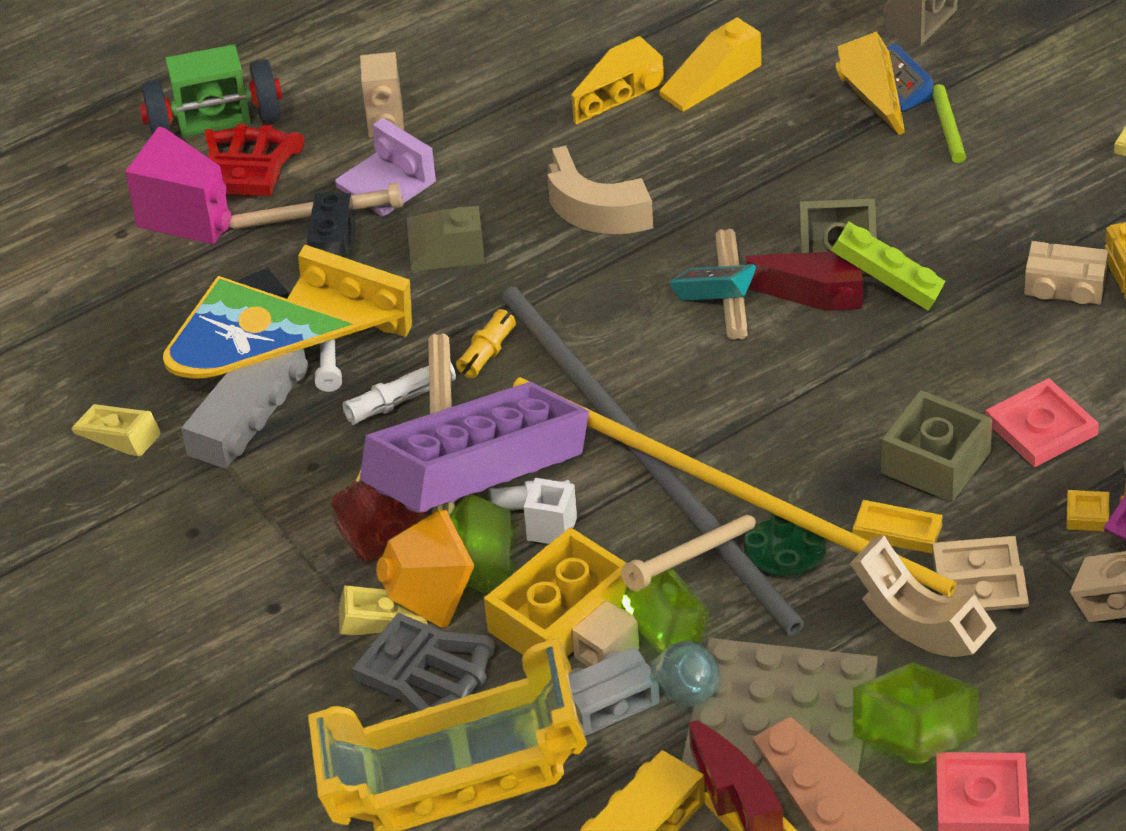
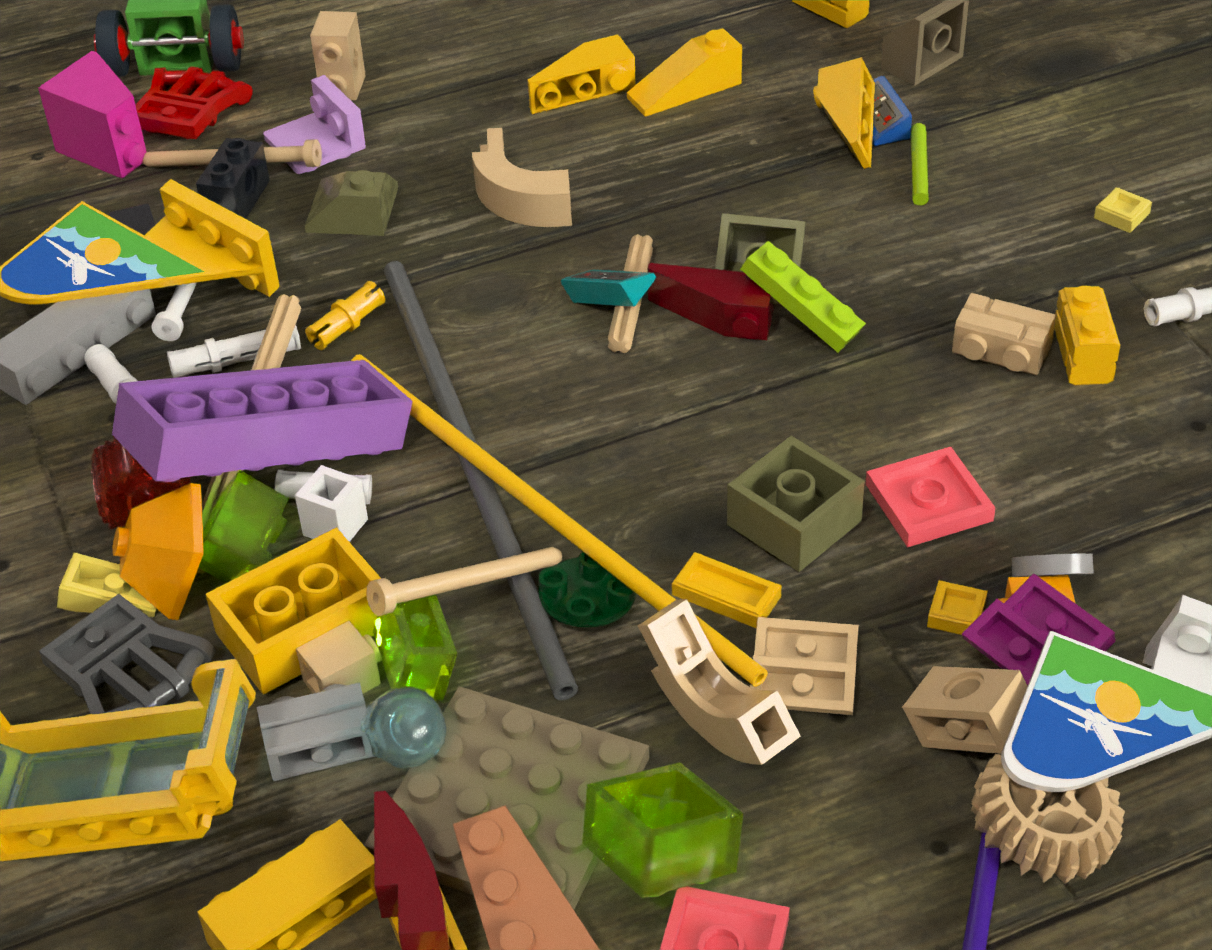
camera: 10 degrees right, 0 degrees up
(299, 430) = (107, 369): none -> white piece

